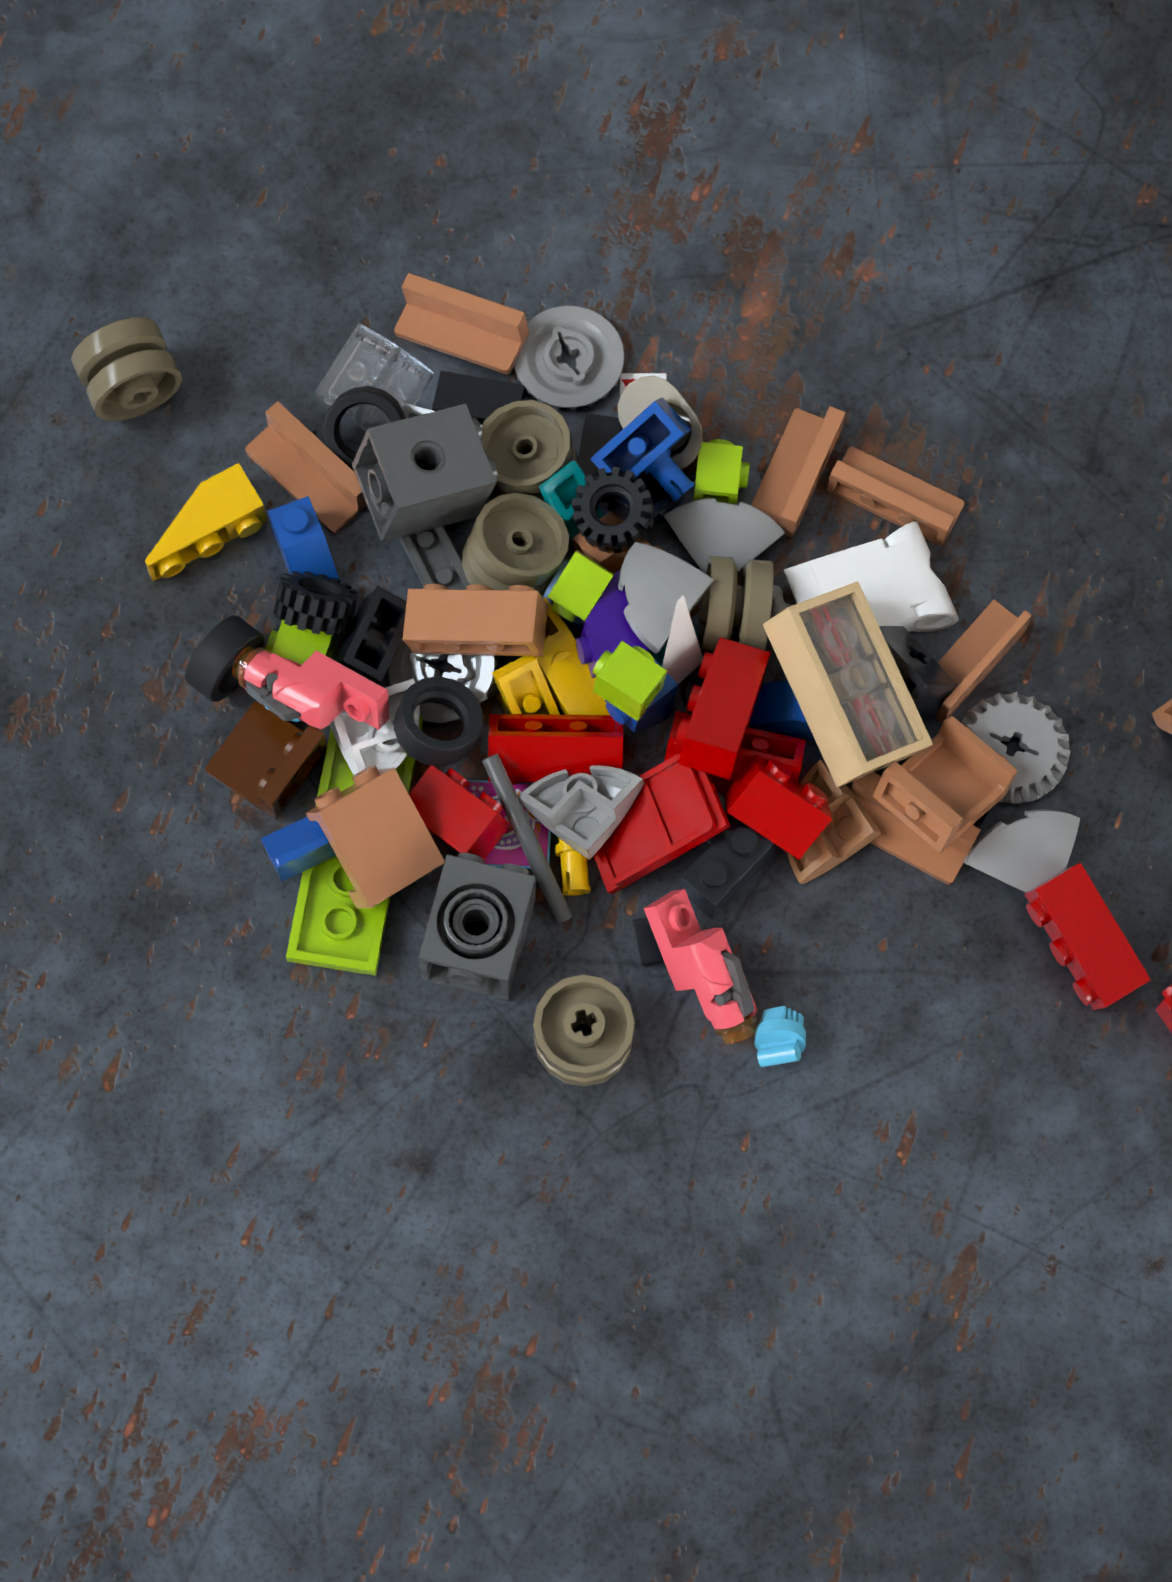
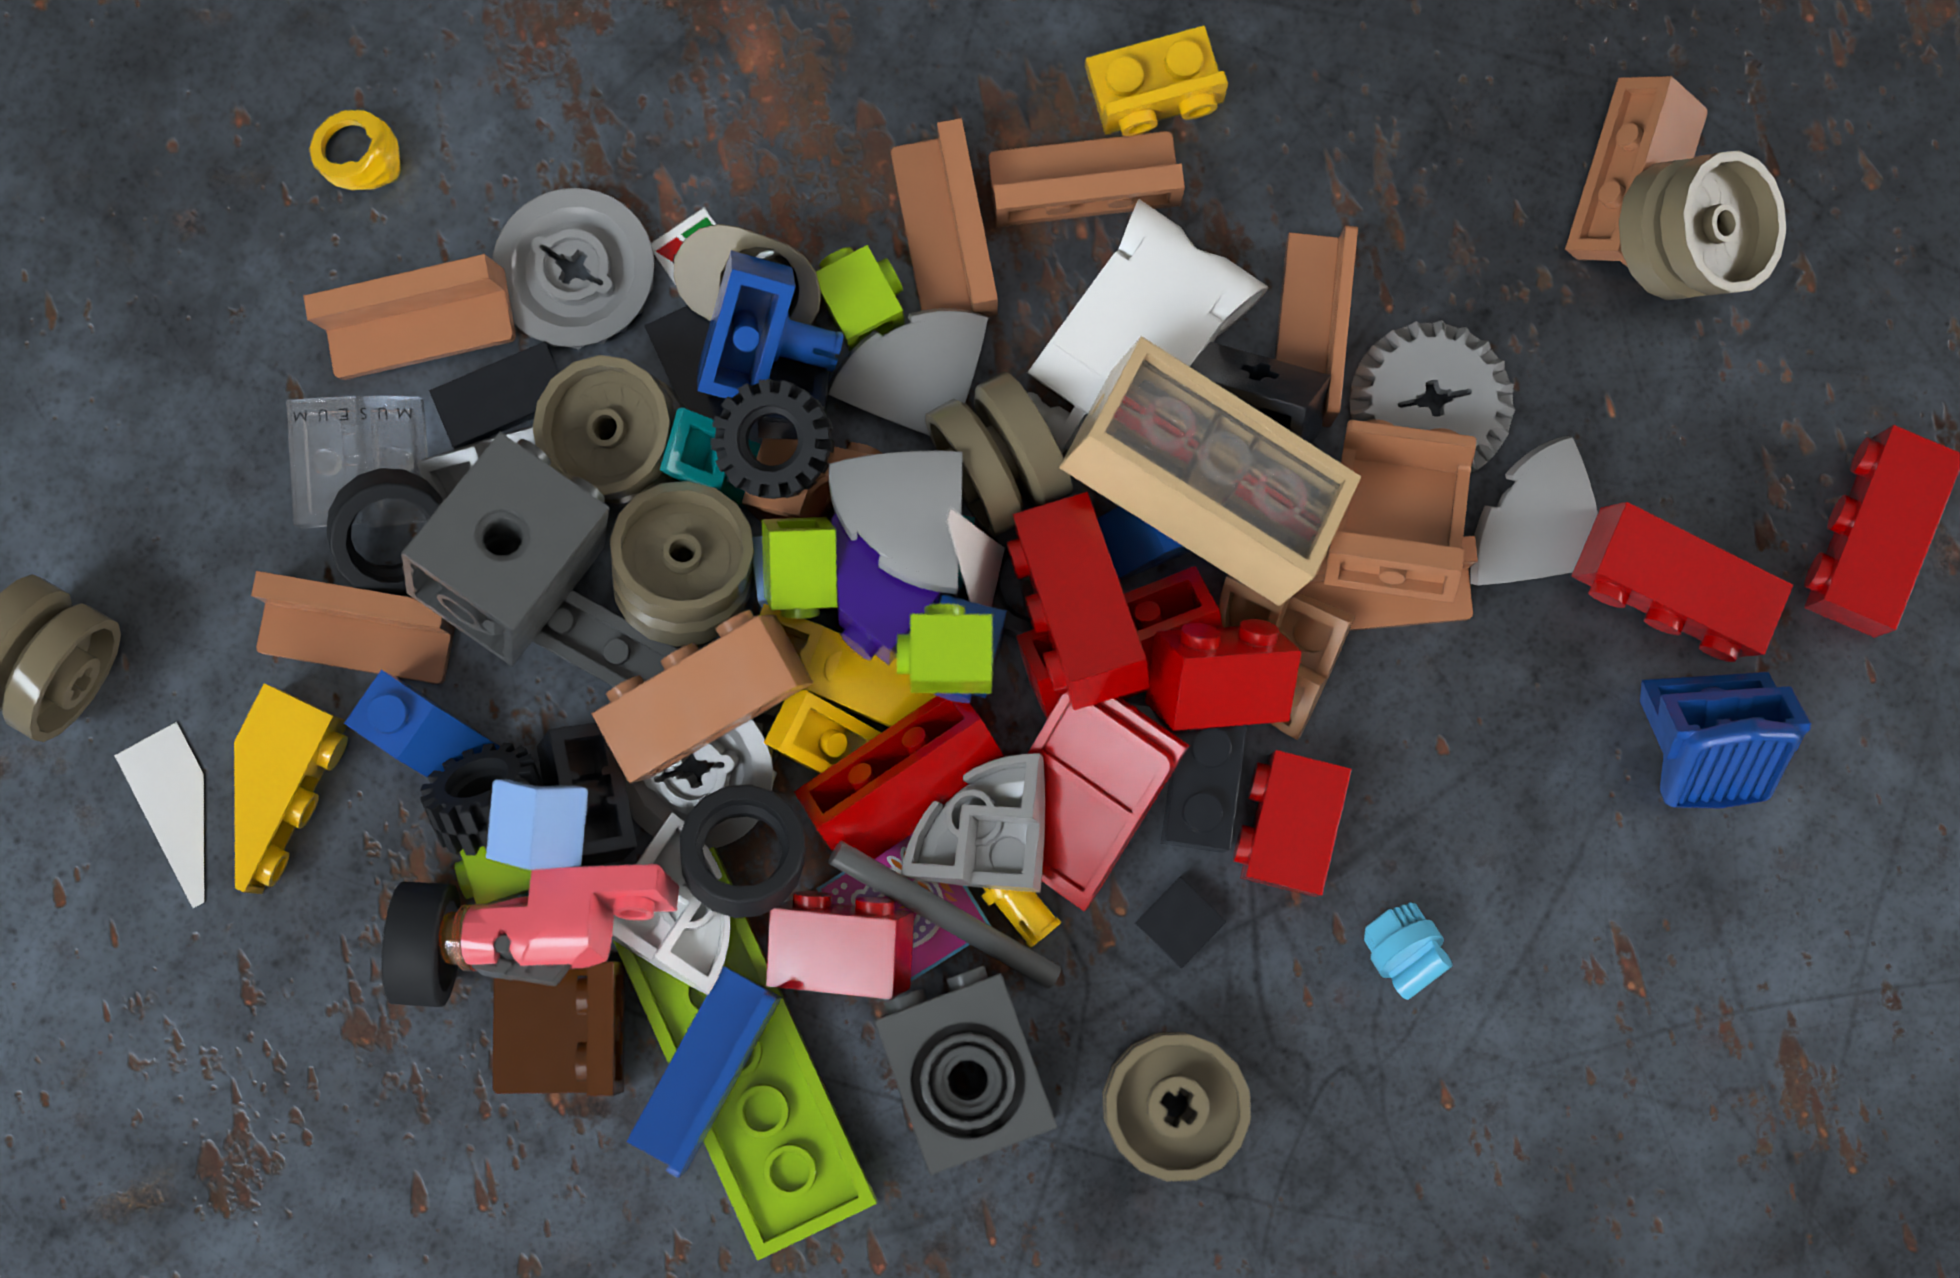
camera: 30 degrees left, 10 degrees up
(141, 495) = (172, 798): none -> white sticker
(337, 626) = (536, 825): none -> light blue panel
(376, 835) = (767, 1051): nougat panel -> none
(494, 234) = (374, 169): none -> yellow piece
(703, 963) = (1260, 927): coral plate -> none
(765, 921) = (1292, 822): none -> red brick
(975, 468) = (1156, 82): none -> yellow bracket
(1046, 1043) = (1723, 737): none -> blue piece

